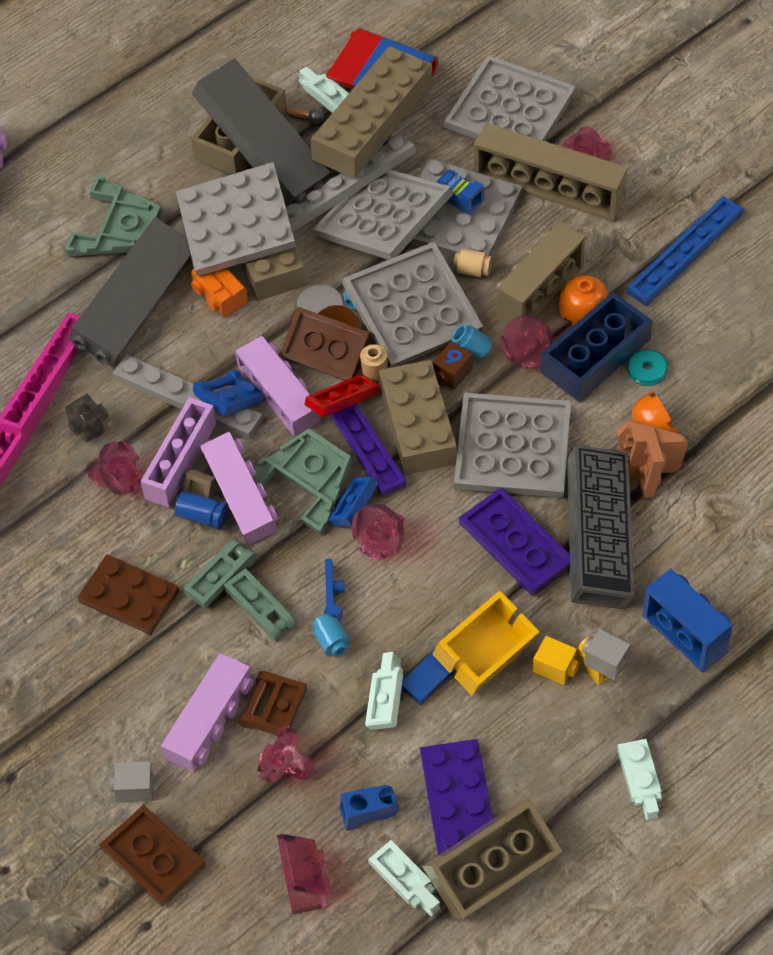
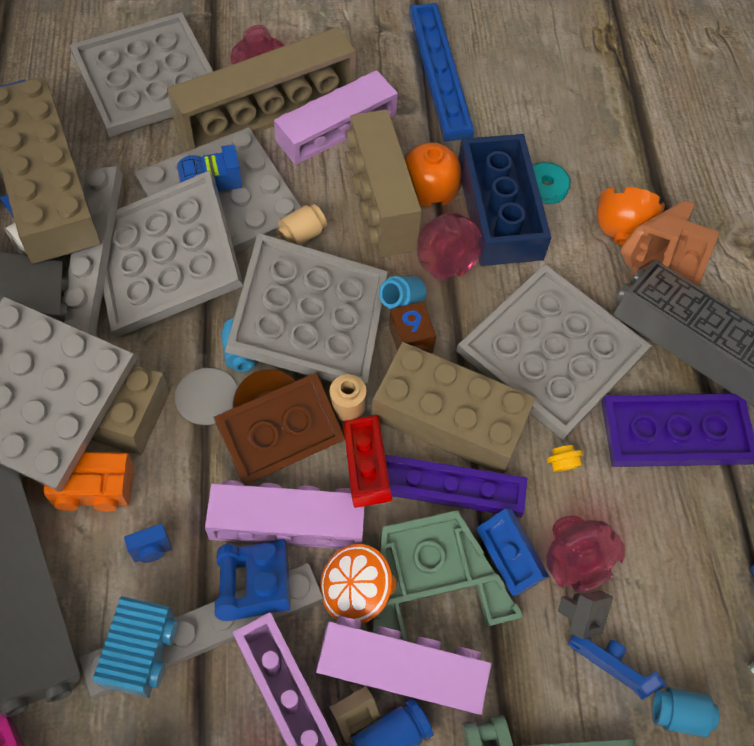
camera: 60 degrees left, 5 degrees up
(148, 366) = (135, 647): none -> dark azure brick
(208, 337) = (148, 544): none -> blue plate
(267, 440) = (357, 583): none -> dish
(347, 556) = (587, 612): none -> dark grey tile
(438, 493) = (565, 458): none -> yellow plate
(600, 226) = (324, 120): none -> lavender brick

